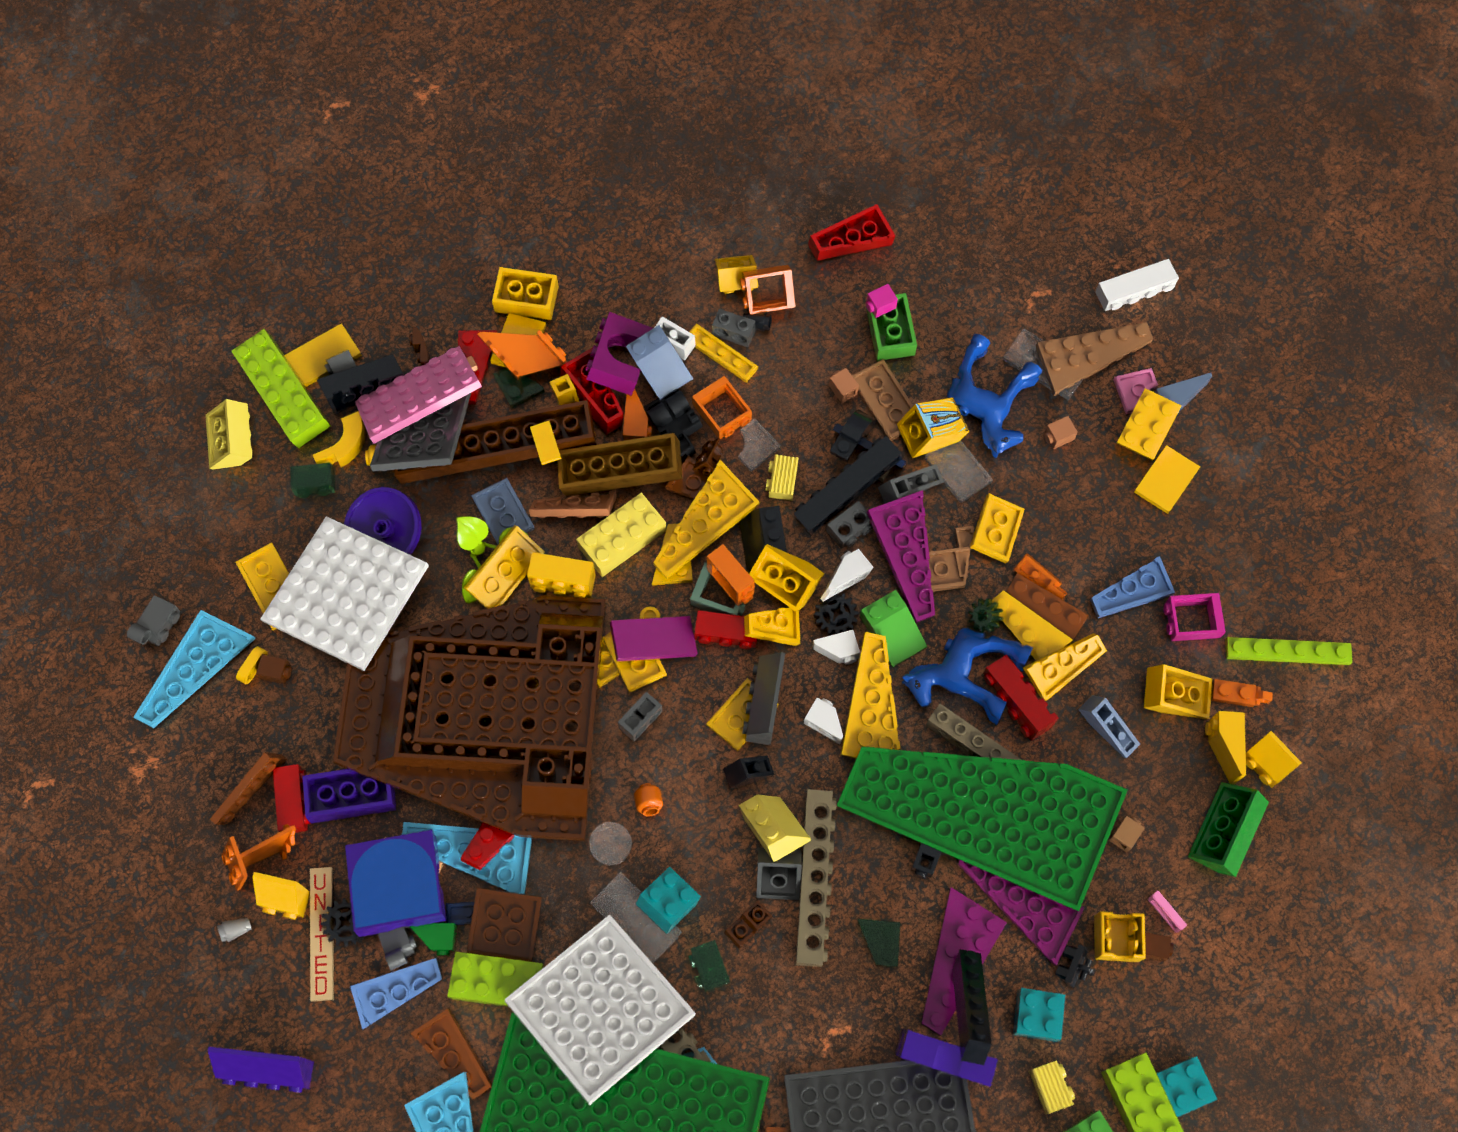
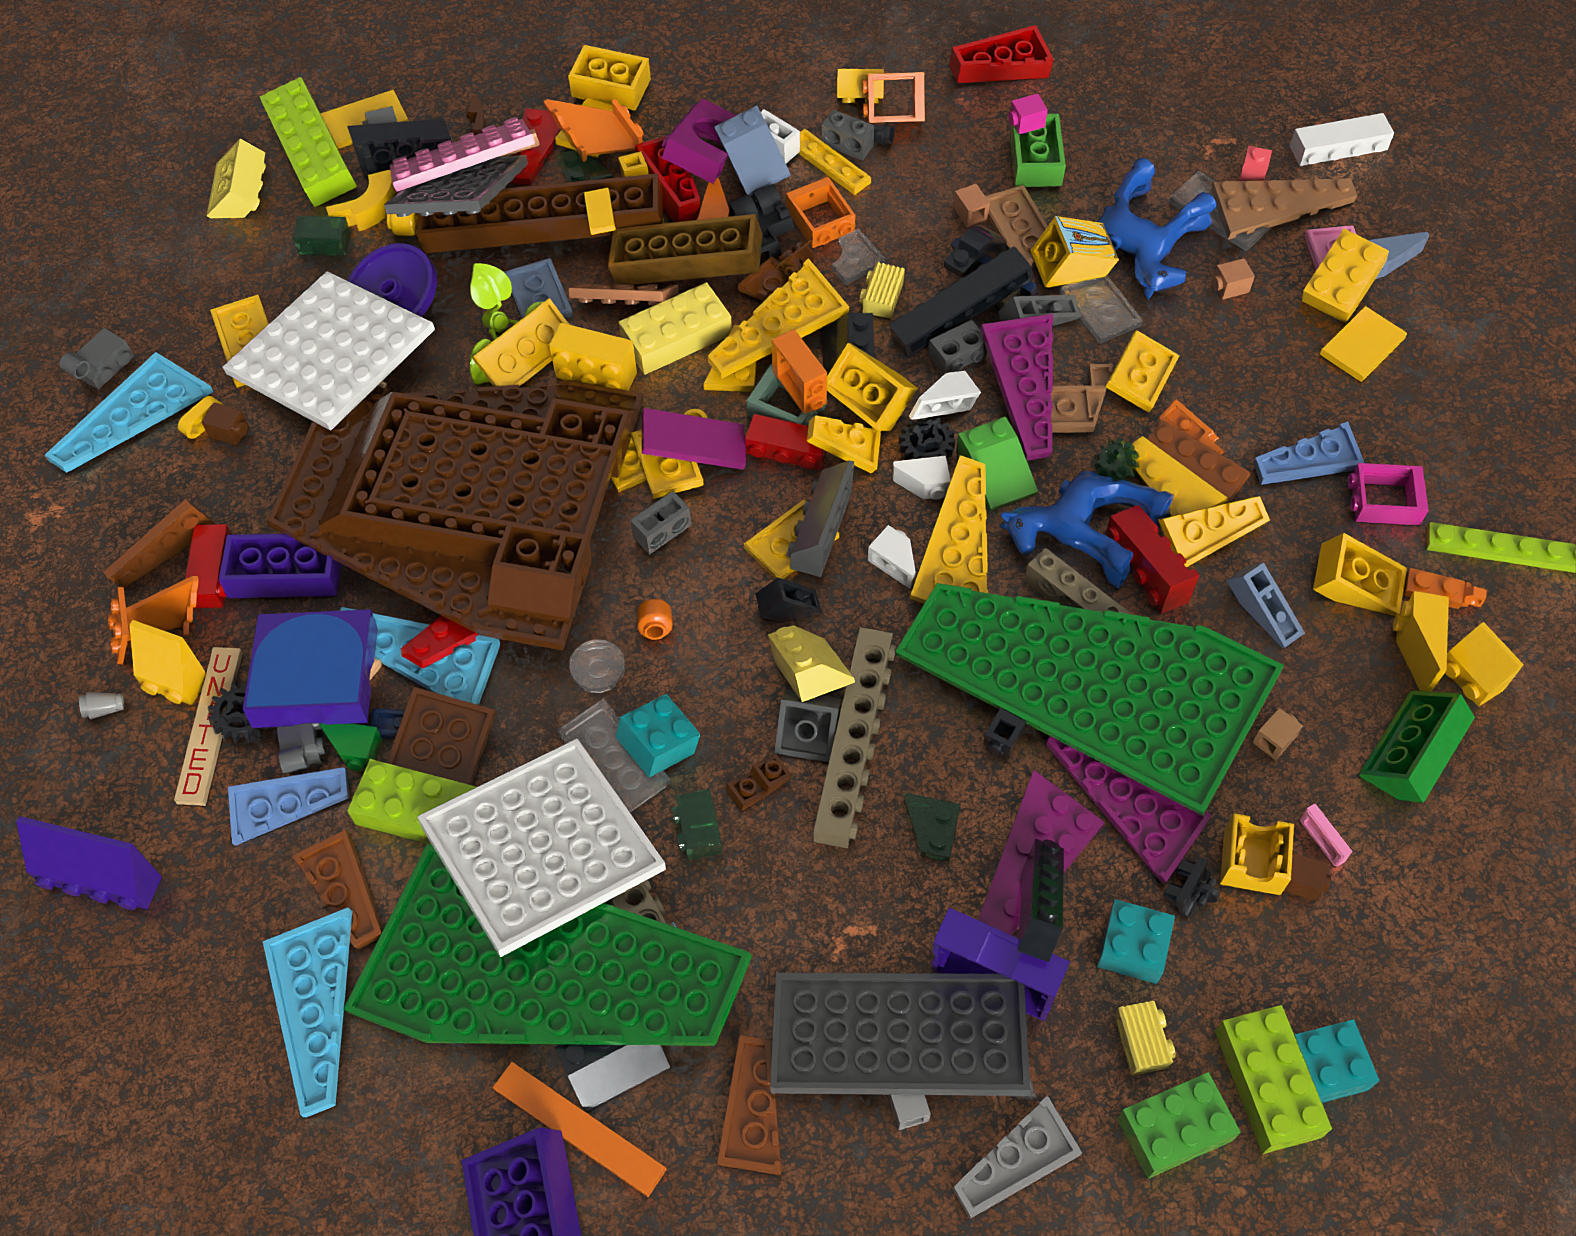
camera: 10 degrees right, 10 degrees down
(1069, 321) = (1255, 164): none -> coral brick

